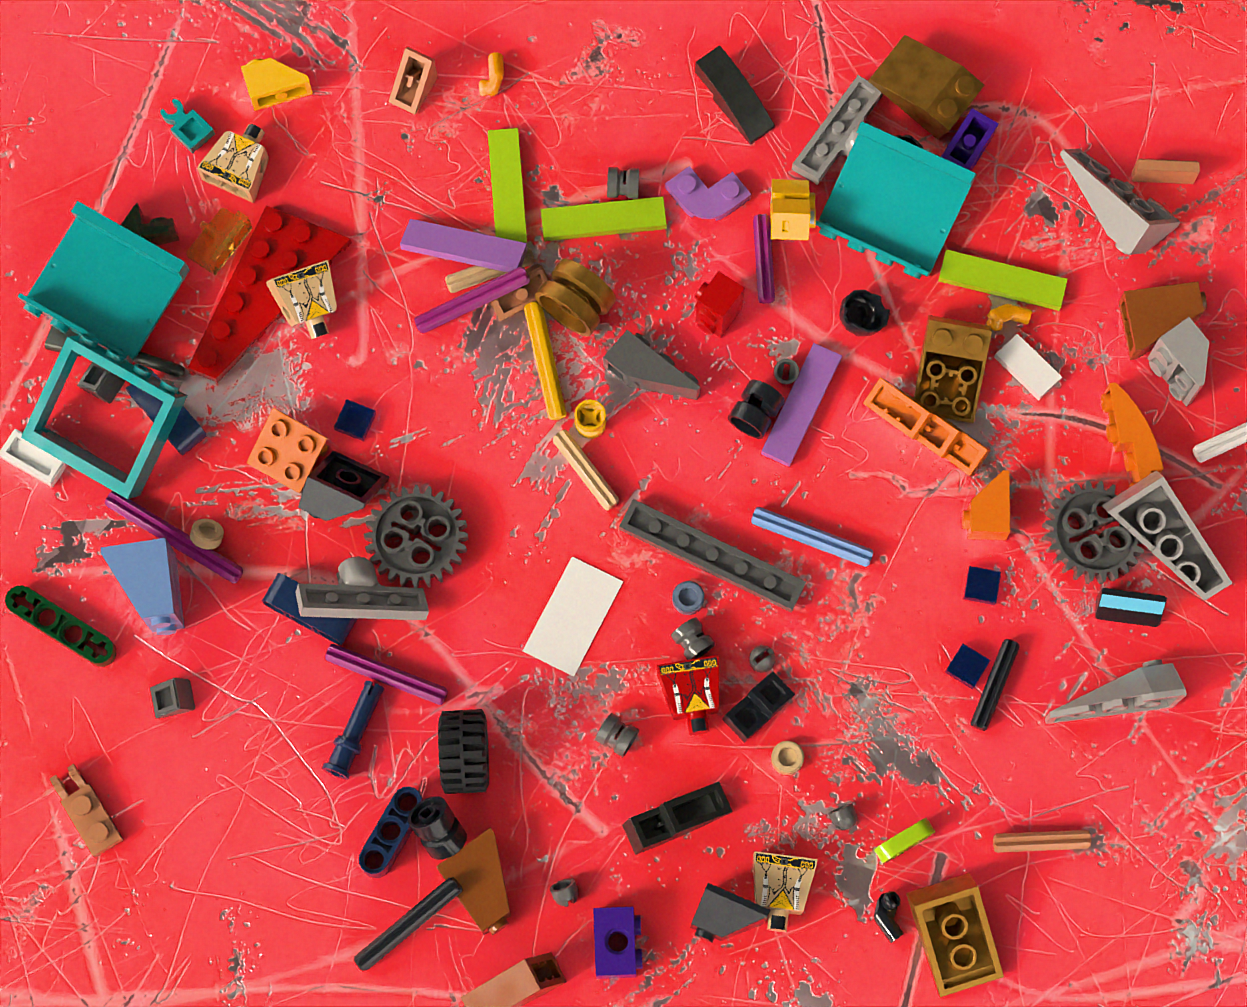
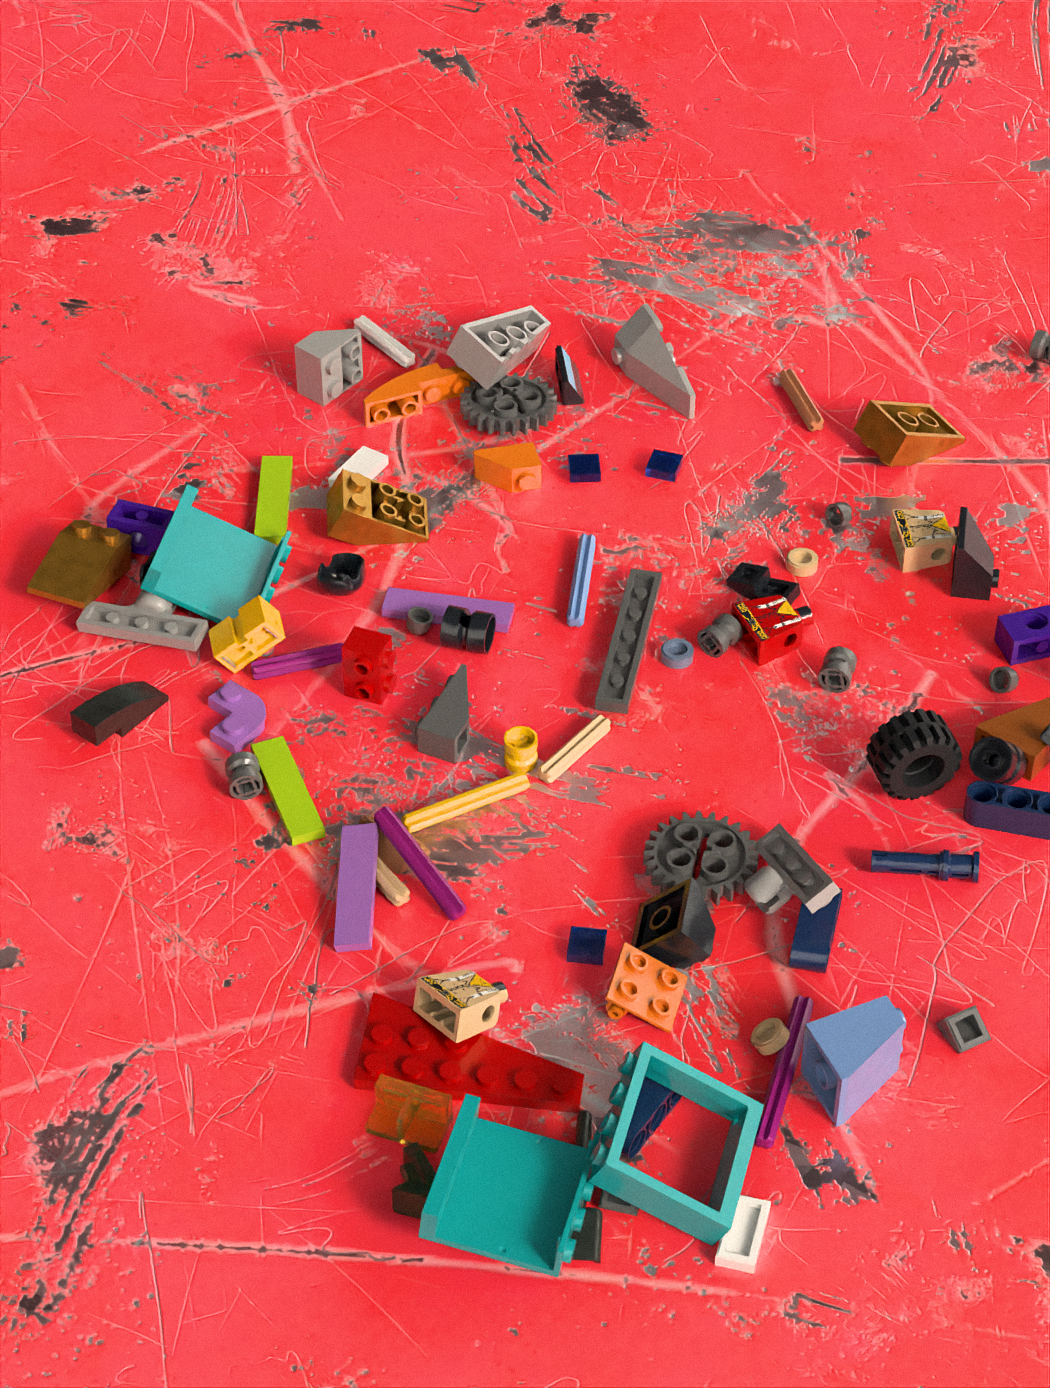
camera: 105 degrees left, 30 degrees down
(60, 626) = (930, 1149): dark green beam -> none
(188, 128) = (269, 1179): teal plate -> none
(236, 163) = (307, 1116): tan torso -> none
(273, 83) = (193, 1110): yellow slope -> none
(386, 674) = (855, 857): magenta axle -> none
(413, 80) = (159, 975): nougat slope -> none
(496, 74) = (139, 908): light orange arm -> none
(507, 184) = (270, 875): lime tile -> none
(572, 616) = (729, 734): white sticker -> none
(575, 297) = (394, 771): pearl gold wheel -> none
(676, 818) = (898, 618): pearl dark grey slope -> none
(764, 665) = (715, 593): dark grey hinge -> none
(885, 914) = (913, 479): black arm -> none
(904, 840) = (843, 473): lime beam -> none
(926, 426) = (444, 517): orange slope -> none
(995, 684) = (682, 446): black axle -> none
(1007, 312) = (310, 491): light orange arm -> none
(1123, 215) = (188, 421): light grey wedge -> none
(1155, 311) = (286, 395): dark orange slope -> none
(1165, 171) = (134, 409): nougat tile -> none

